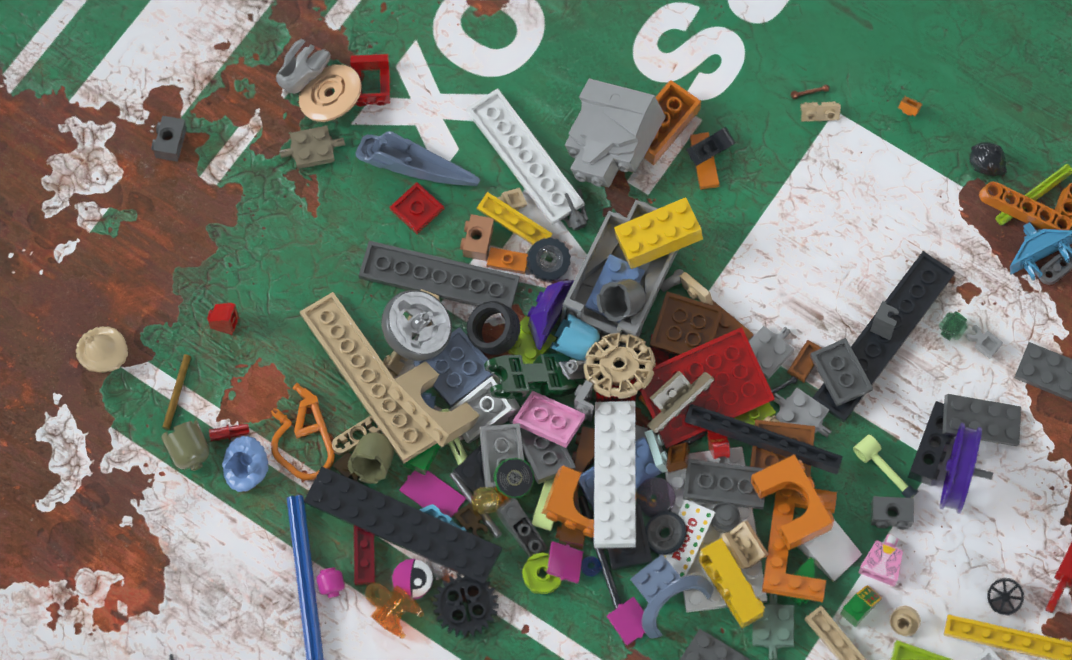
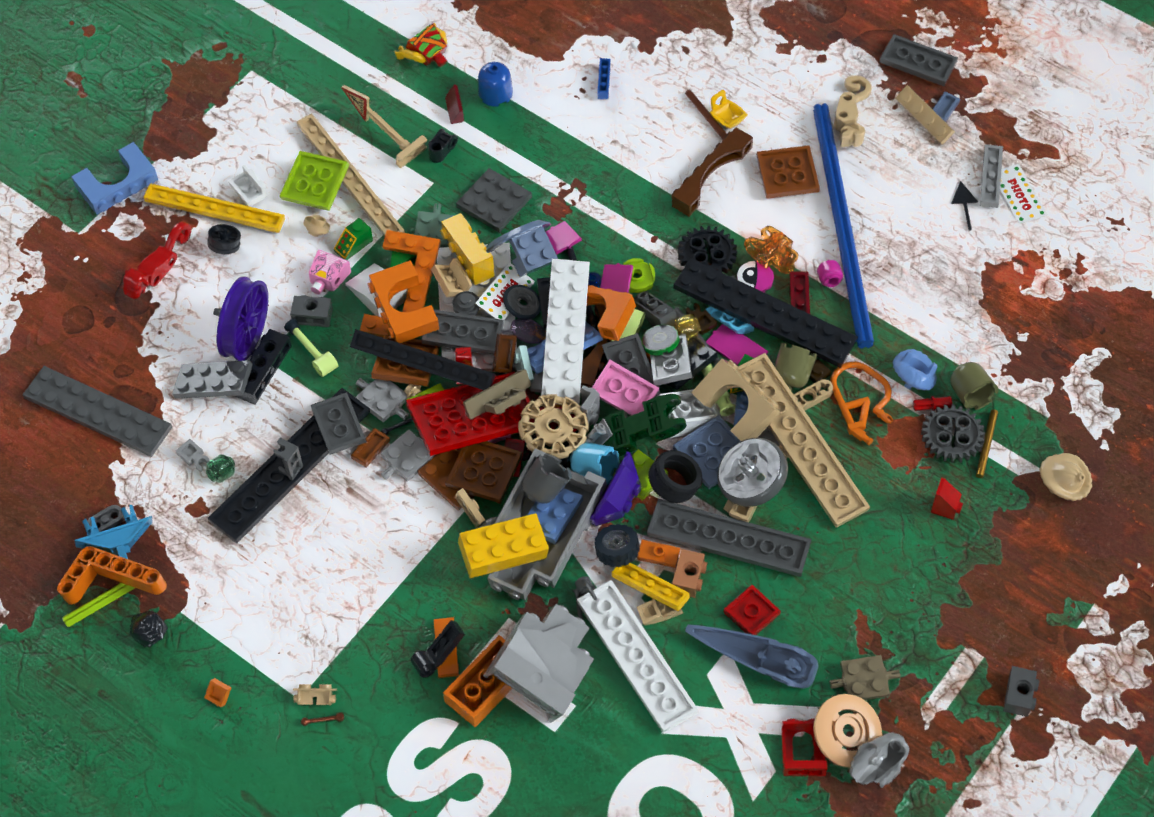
camera: 175 degrees left, 10 degrees down
(229, 396) = (934, 432): none -> dark grey gear

